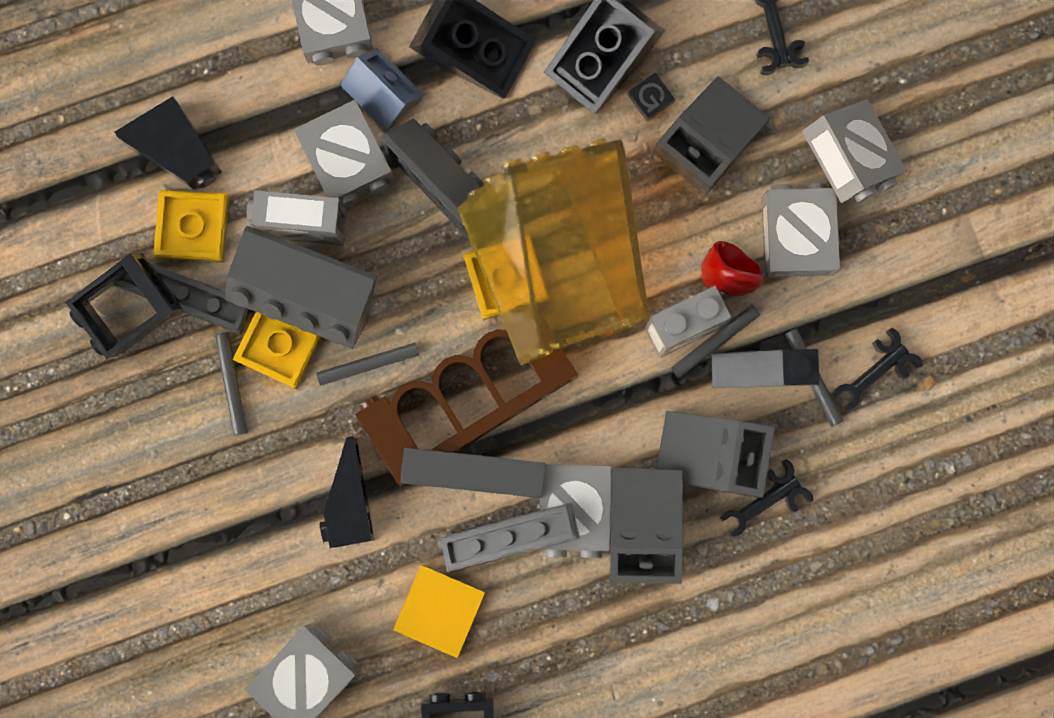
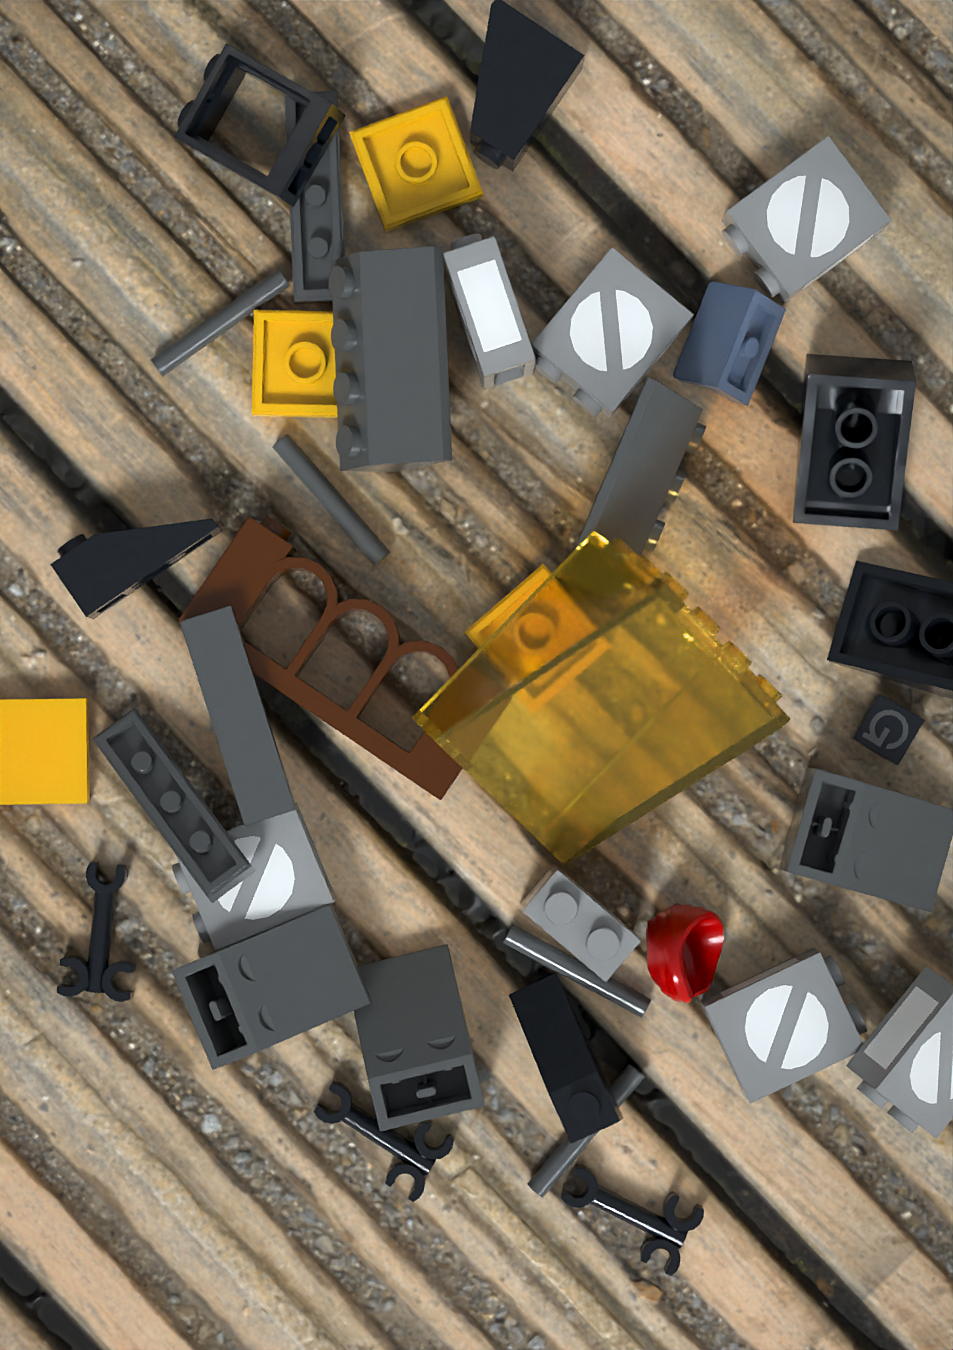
camera: 60 degrees right, 5 degrees up
(591, 633) = (96, 974): none -> black bar

